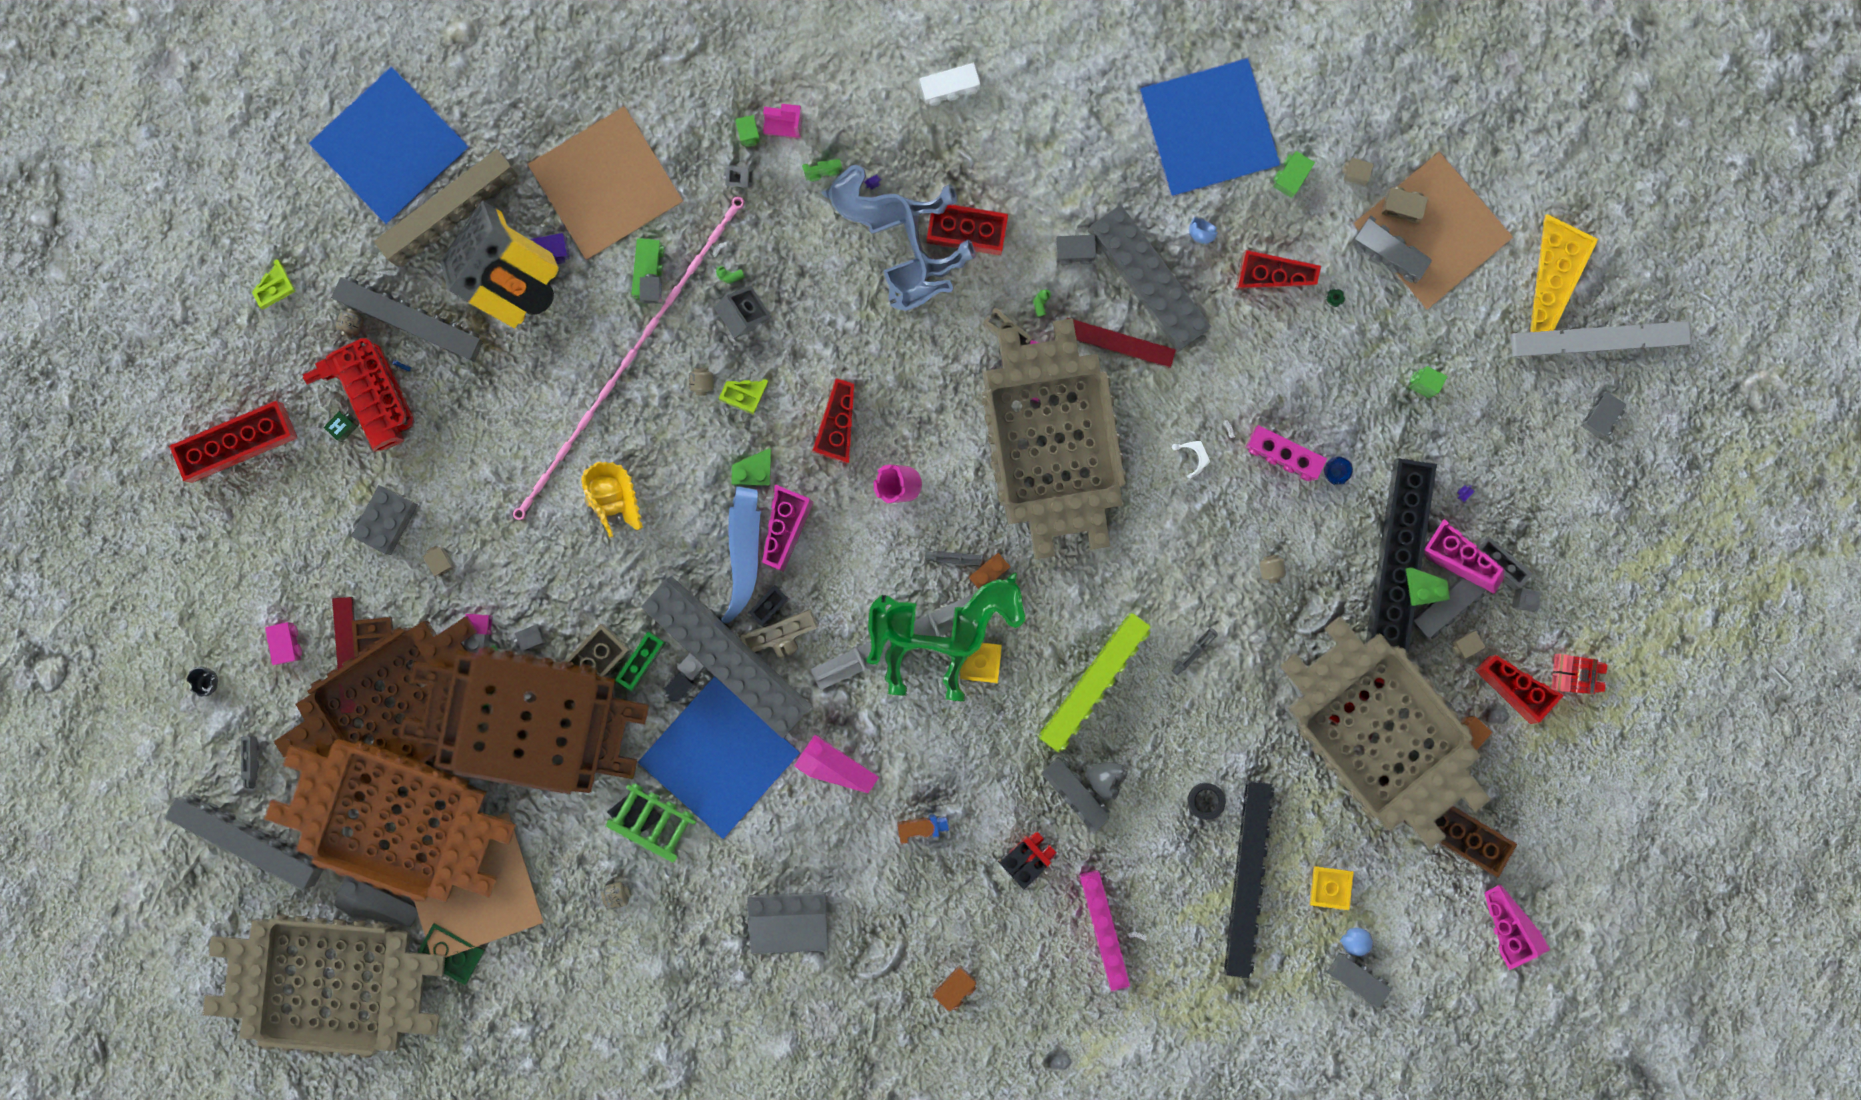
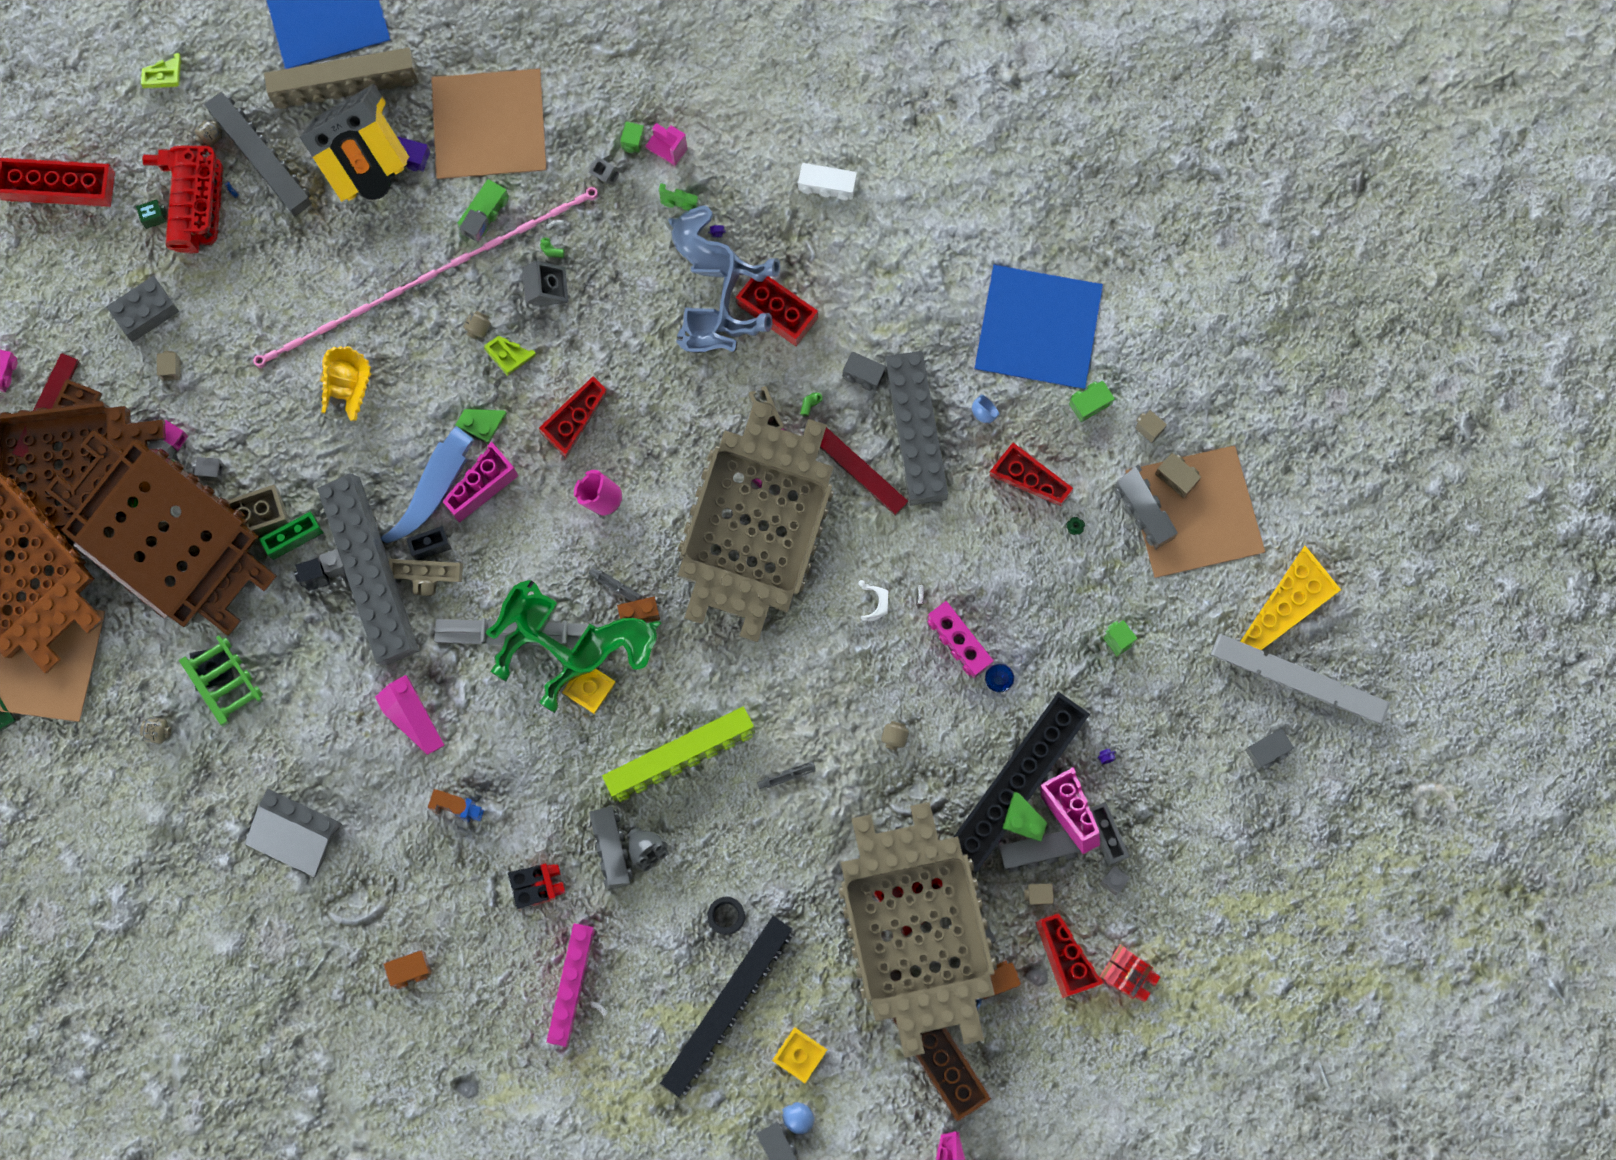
camera: 30 degrees right, 10 degrees down
(718, 757) = (313, 657): blue piece -> none

